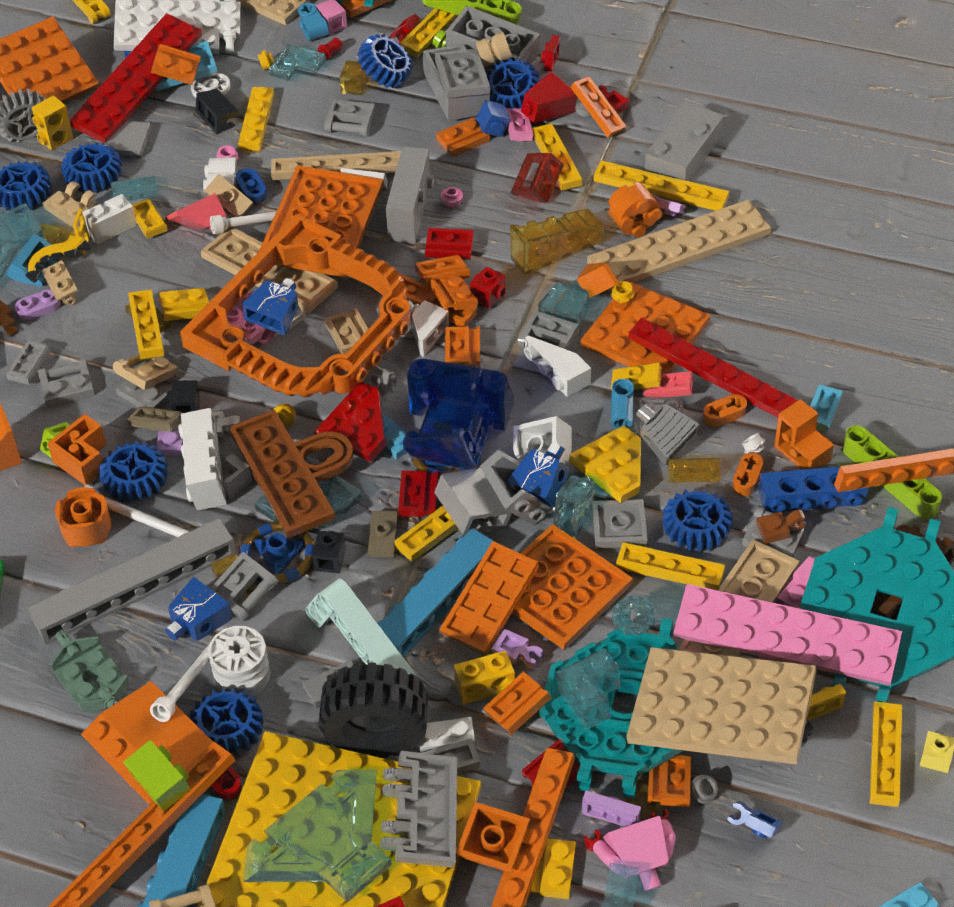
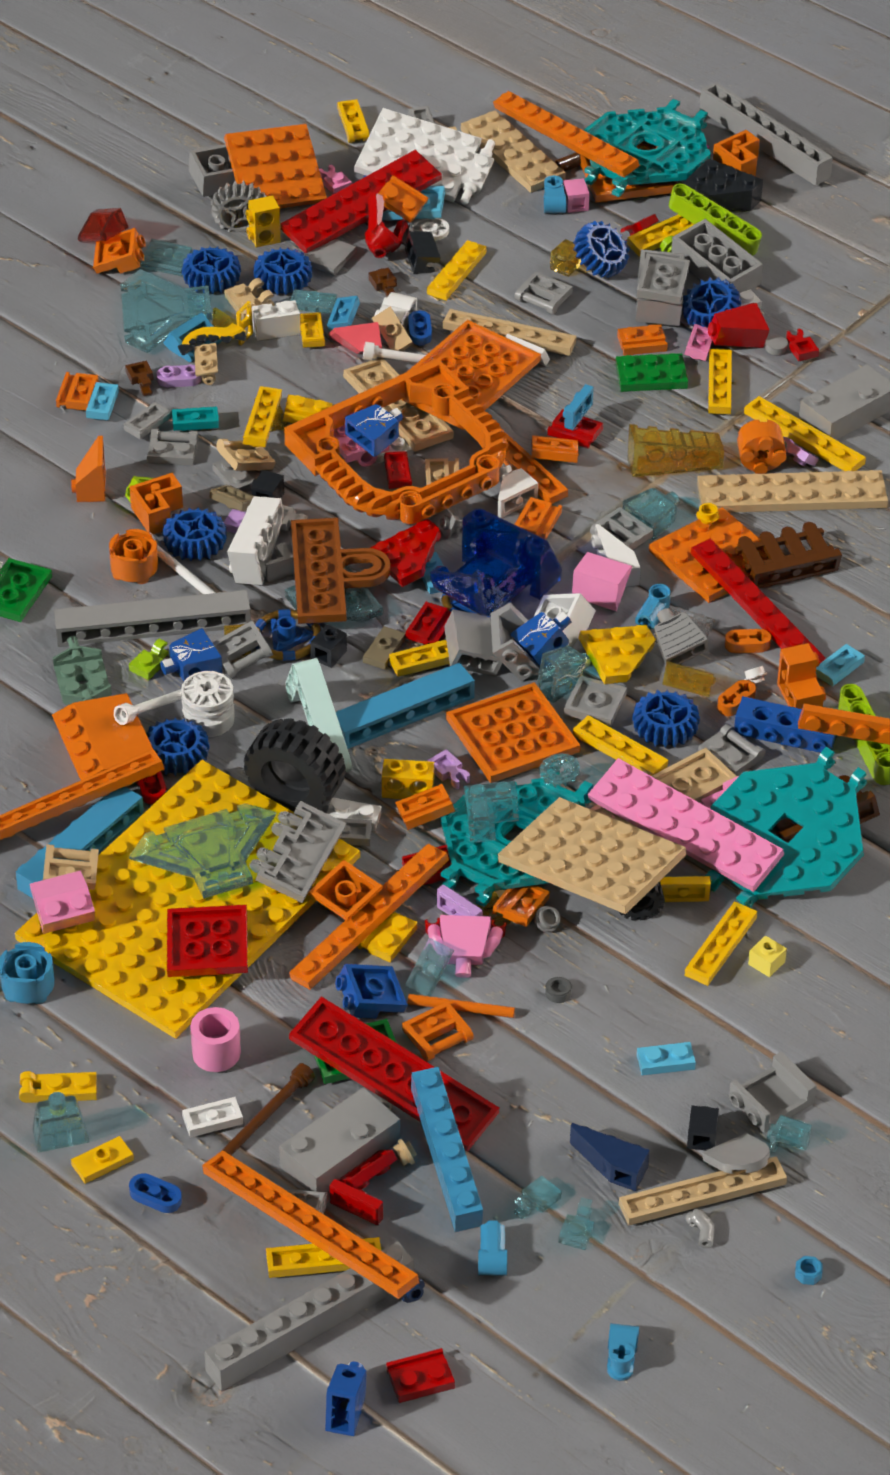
camera: 20 degrees right, 5 degrees down
(76, 345) = (195, 418): none -> teal plate
(99, 65) = (334, 181): none -> bright pink plate
(151, 633) = (148, 663): none -> lime plate
(157, 775) = (94, 756): lime brick -> none
(169, 108) = (378, 237): none -> red piece
(171, 193) = (343, 312): none -> dark azure plate
(193, 148) = (383, 280): none -> reddish brown plate
(227, 151) = (413, 291): bright pink plate -> none
(266, 59) = (492, 219): yellow plate -> none
(286, 414) = (348, 528): yellow plate -> none
(293, 58) = (520, 224): clear light blue plate -> none
(303, 338) = (397, 469): none -> red plate
(330, 47) = (554, 226): red pin -> none
(408, 195) = (557, 374): light grey brick -> none
(446, 215) = (578, 407): none -> dark azure plate
(451, 197) = (602, 389): bright pink plate -> none
(453, 293) = (552, 470): orange plate -> none
(487, 166) = (651, 372): none -> green plate
(488, 286) = (587, 474): red brick -> none
(489, 598) = (445, 719): orange plate -> none
(493, 50) = (703, 266): tan wheel -> none
(493, 118) = (677, 330): blue brick -> none
(544, 179) = (693, 397): clear red tile -> none
(551, 53) = (767, 286): red plate -> none
(560, 393) = (601, 580): none -> bright pink slope
(597, 278) = (688, 495): orange slope -> none
(598, 106) = (783, 346): orange plate -> none
(641, 376) = (685, 589): yellow plate -> none
(672, 385) = (707, 604): coral plate -> none
(717, 324) = (792, 567): none -> reddish brown fence
(756, 868) = (558, 989): none -> dark grey tile
(760, 822) = (580, 957): plate -> none
(777, 527) = (731, 743): dark orange plate -> none

